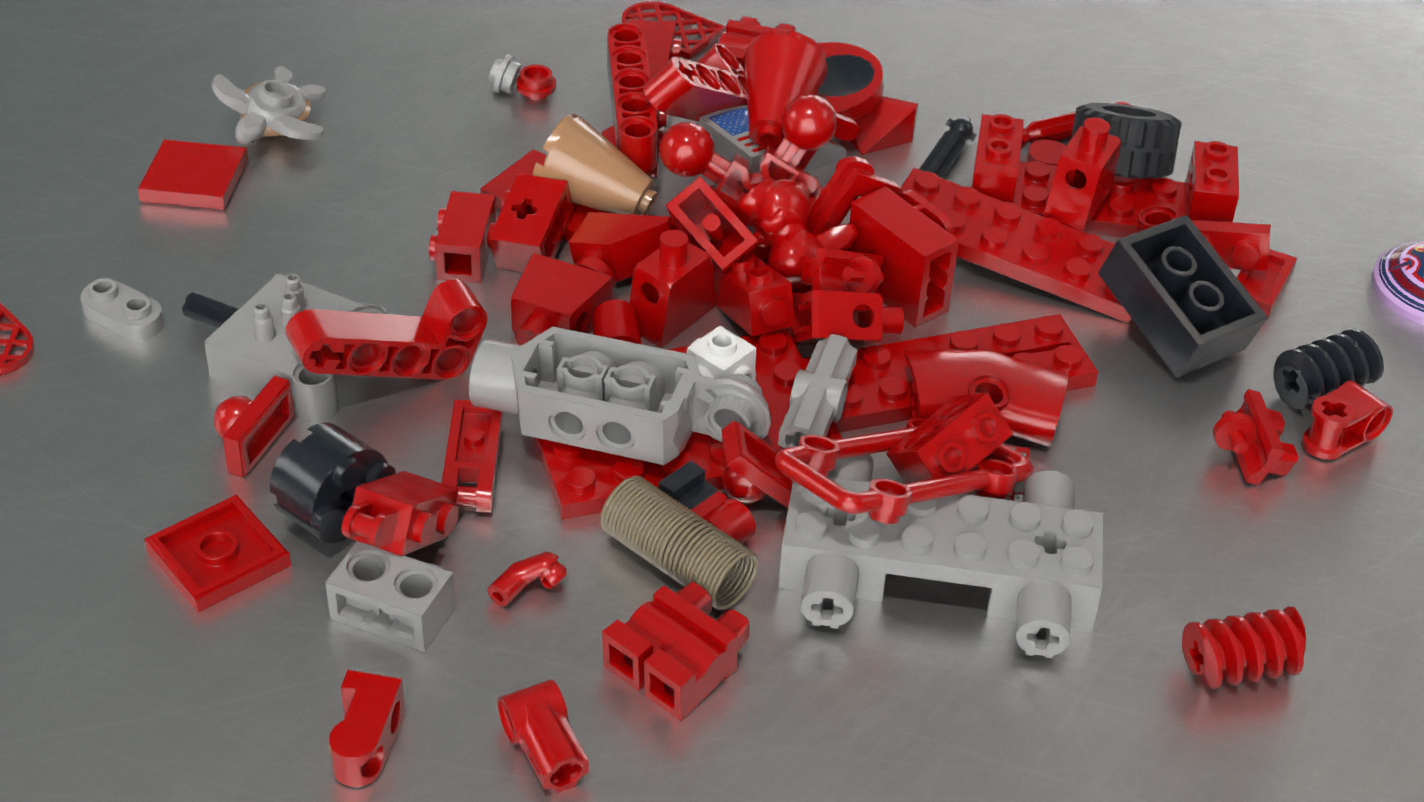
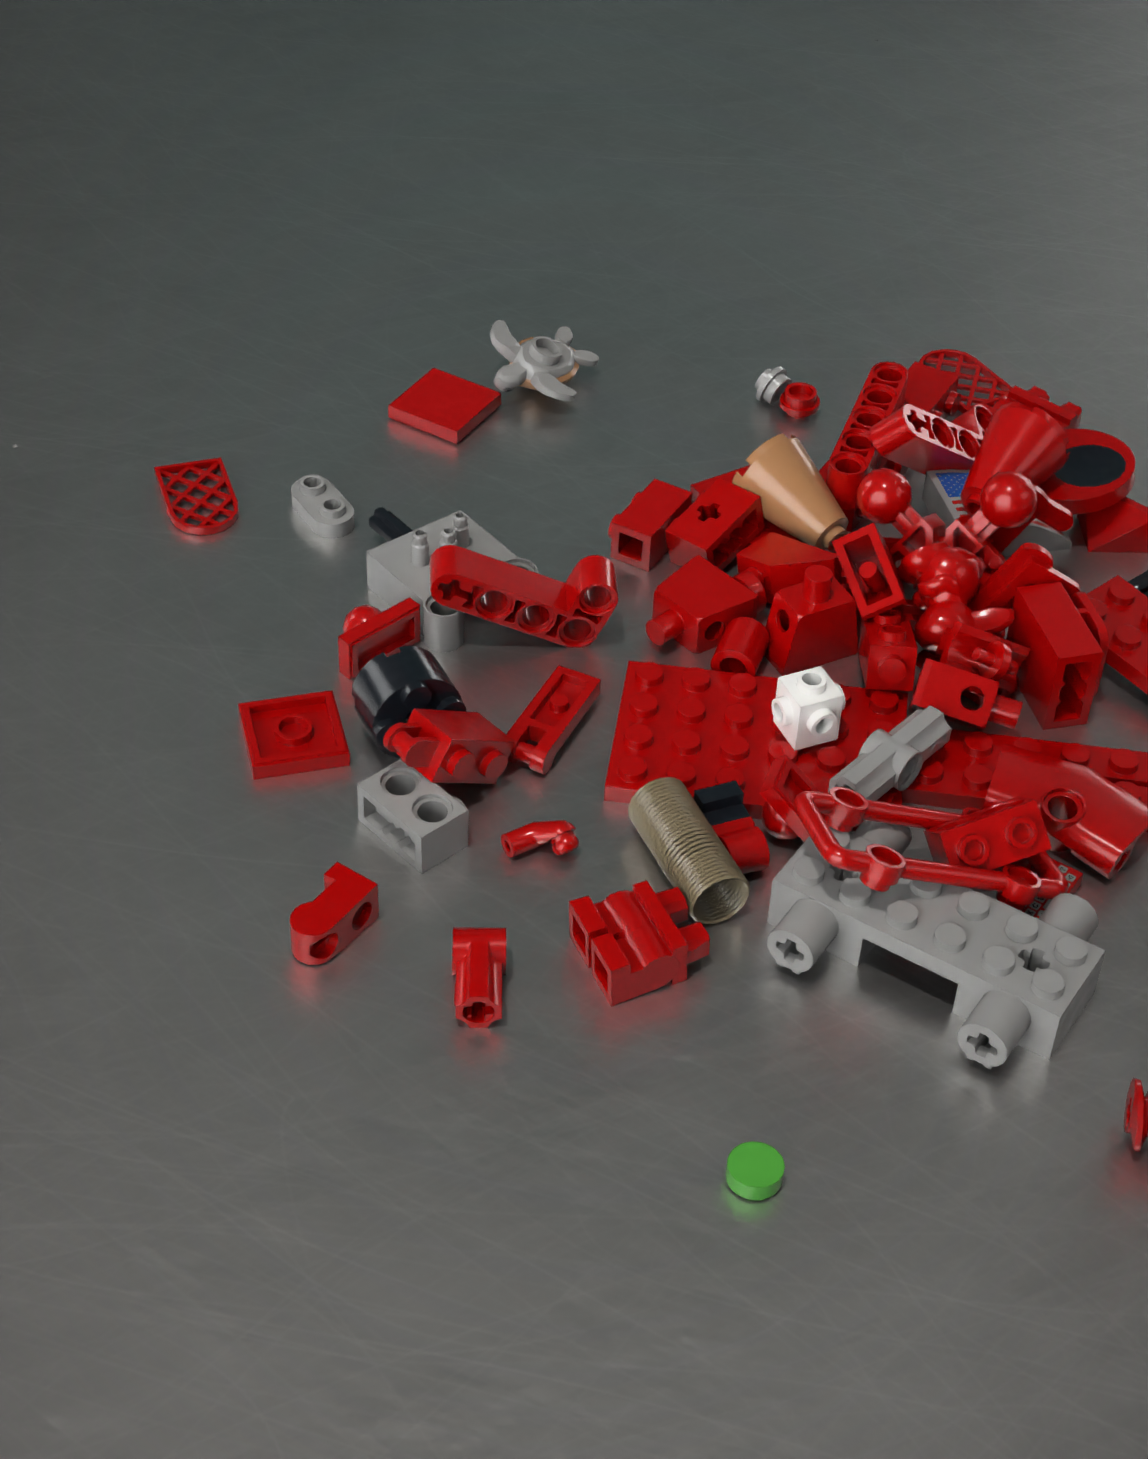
camera: 25 degrees right, 0 degrees up
(611, 394) = (691, 699): light grey brick -> none

